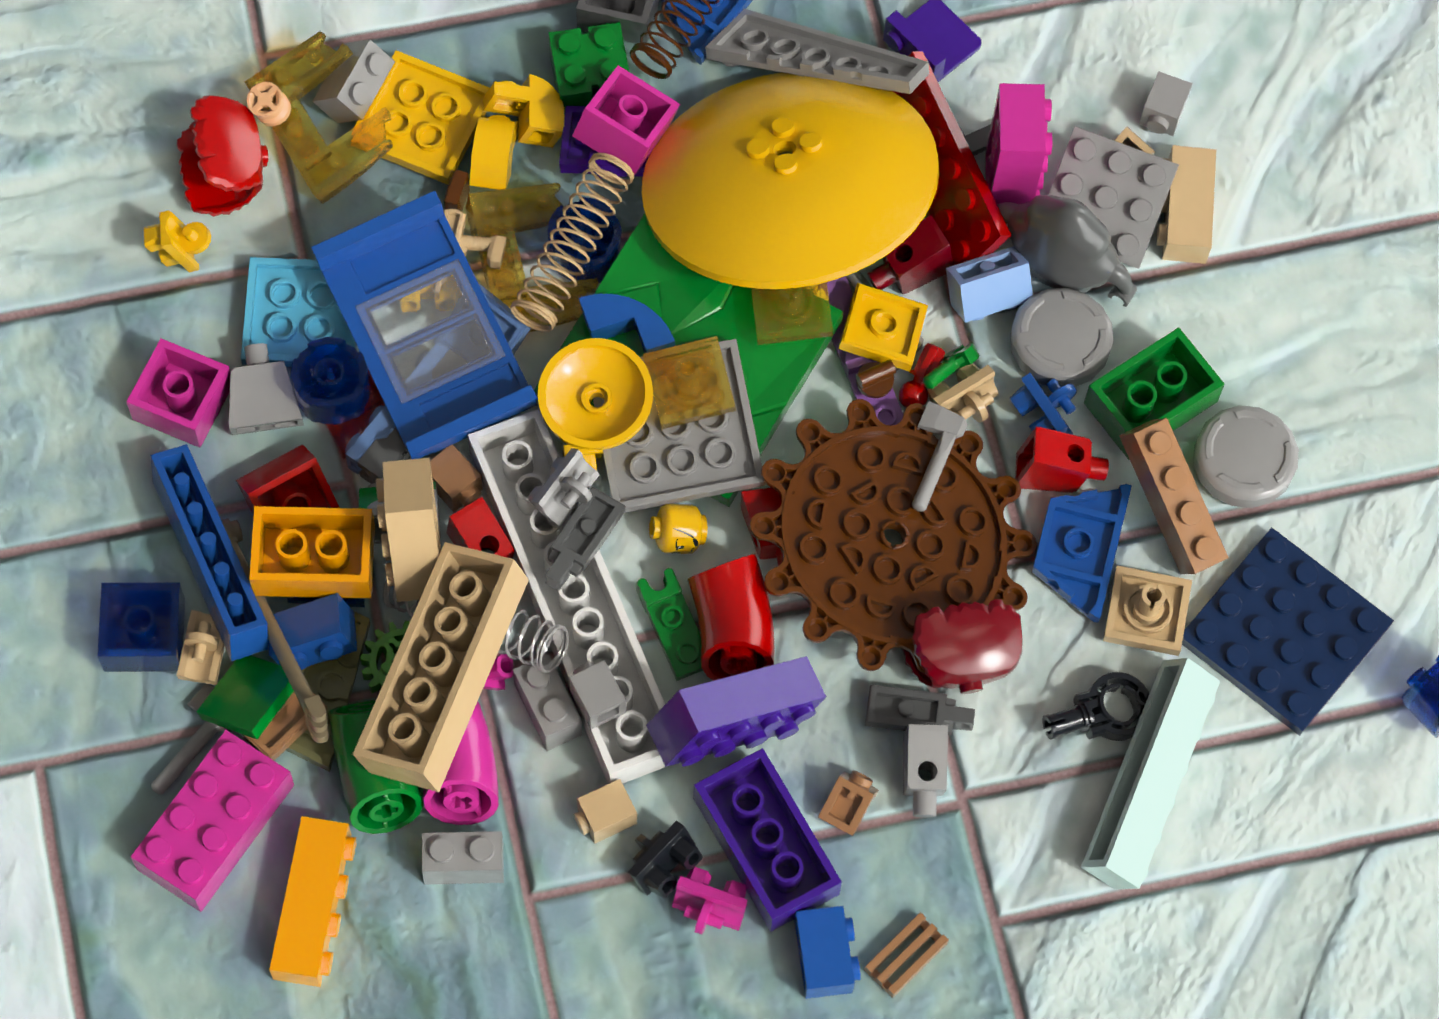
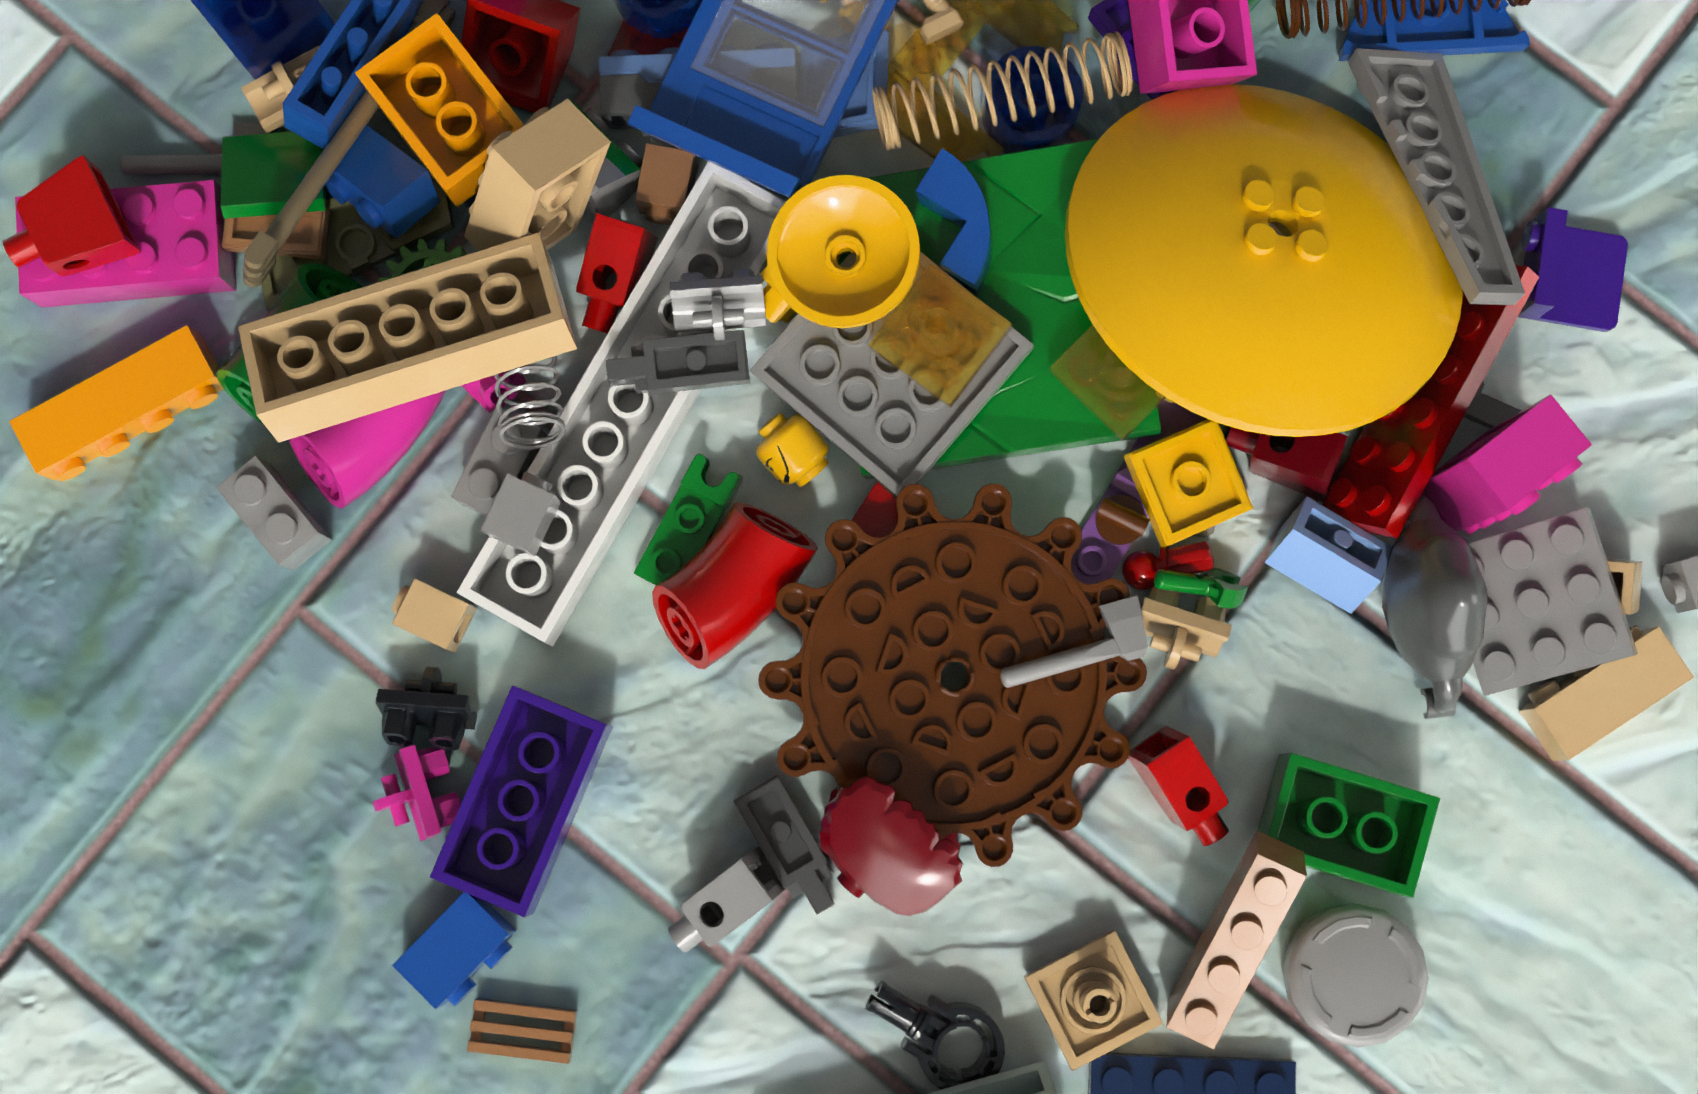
camera: 55 degrees right, 15 degrees up
(188, 822) = (71, 222): none -> red torso
(736, 712) = (607, 666): brick -> none
(848, 801) = (637, 849): medium nougat bracket -> none
(1032, 396) = (1243, 698): blue hips -> none
(1061, 337) = (1333, 676): light grey piece -> none
(1081, 546) = (1111, 875): blue wing -> none

